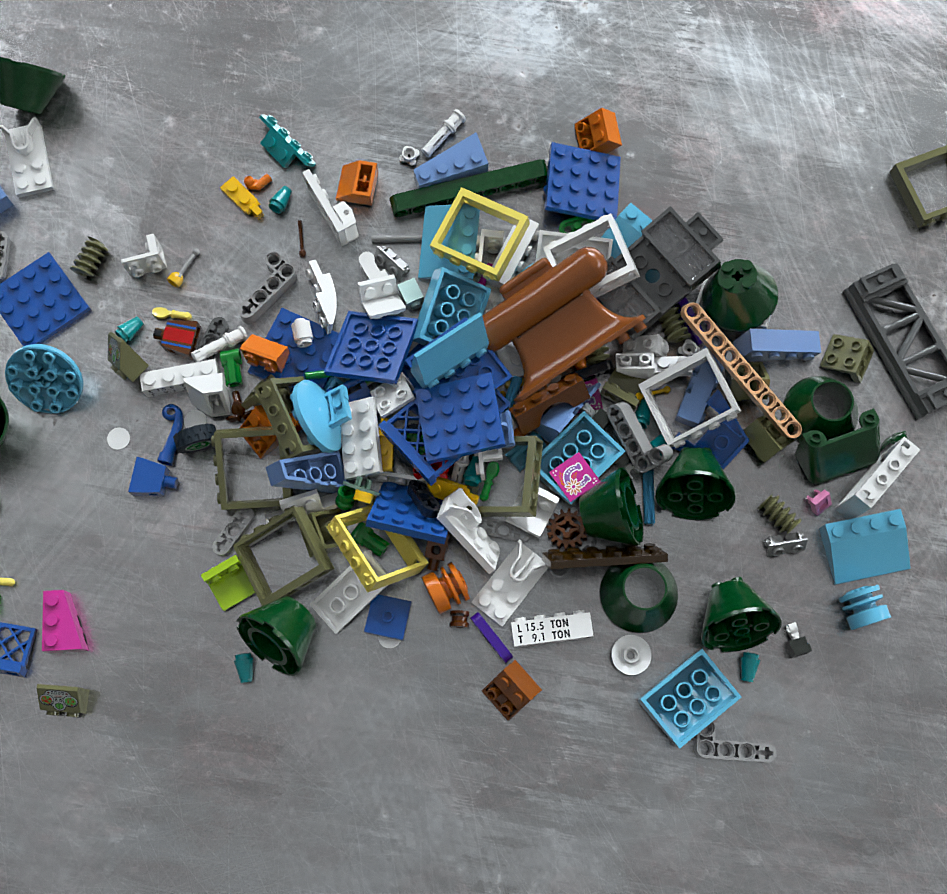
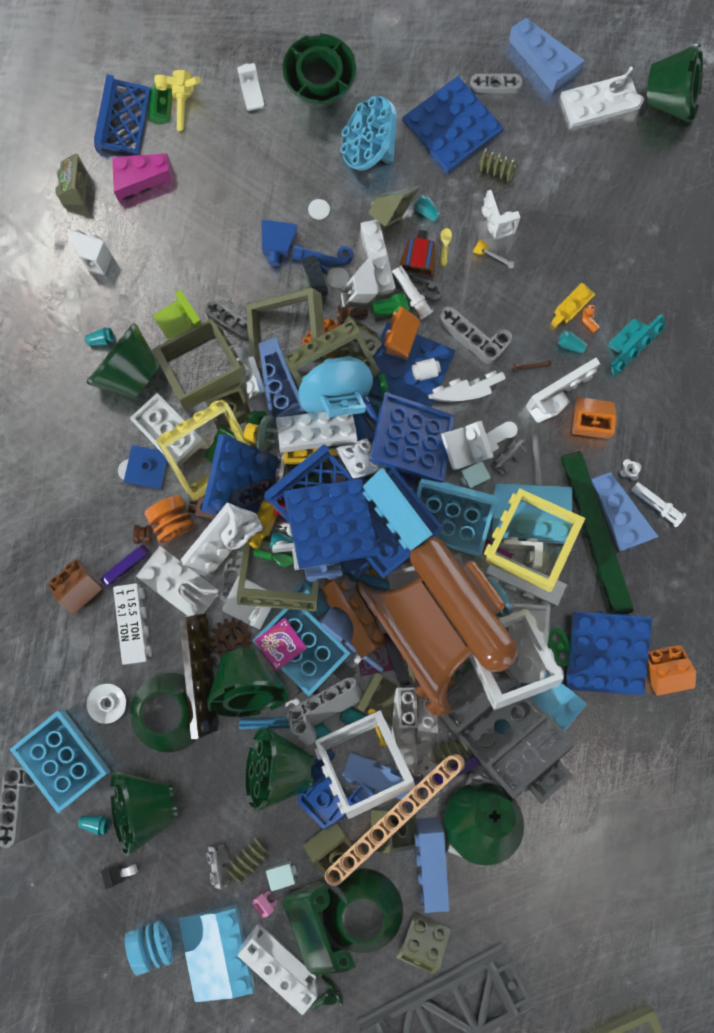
camera: 90 degrees right, 5 degrees up
(147, 676) = (91, 251): none -> white slope
(792, 484) = (281, 875): none -> light aqua brick

